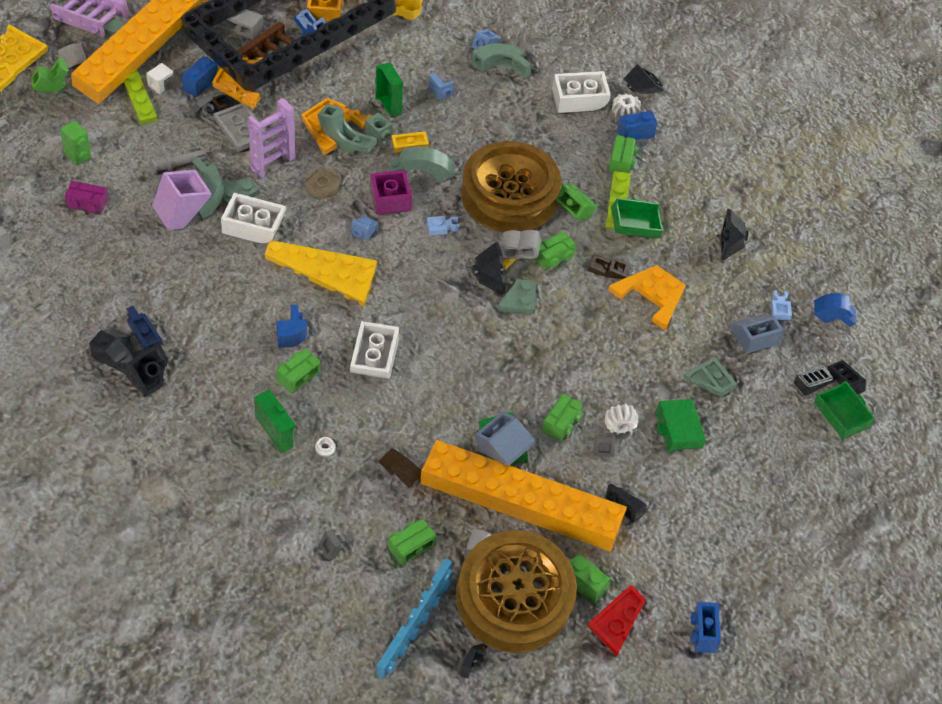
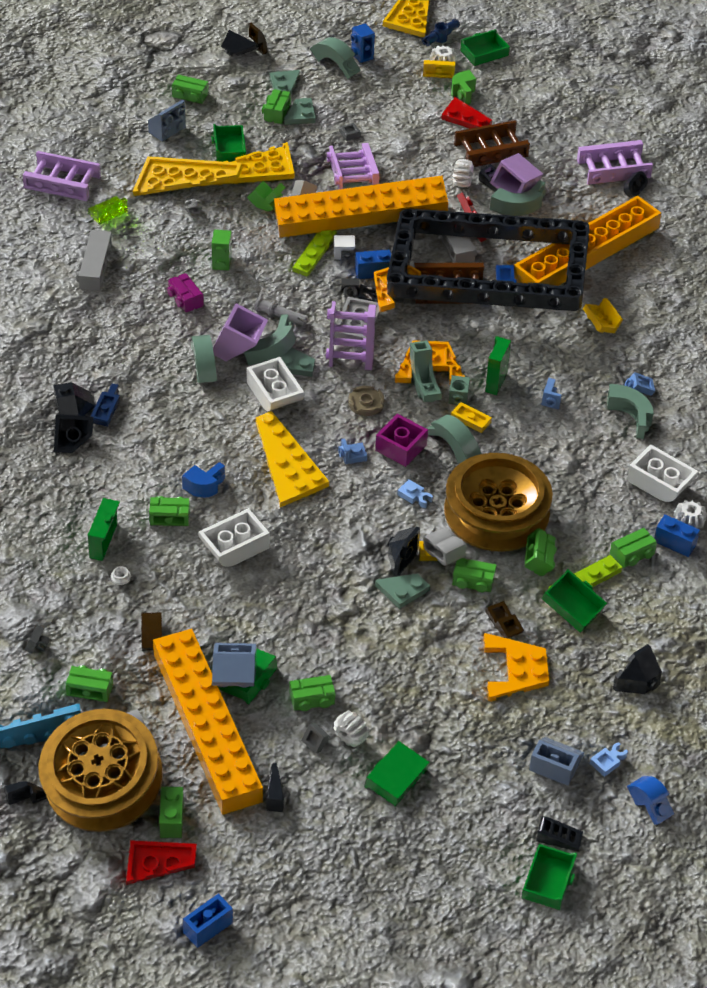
camera: 50 degrees right, 5 degrees down
(174, 233) = (204, 358): none -> sand green arch
(712, 377) = (472, 762): sand green wing -> none
(858, 383) = (590, 858): black slope -> none

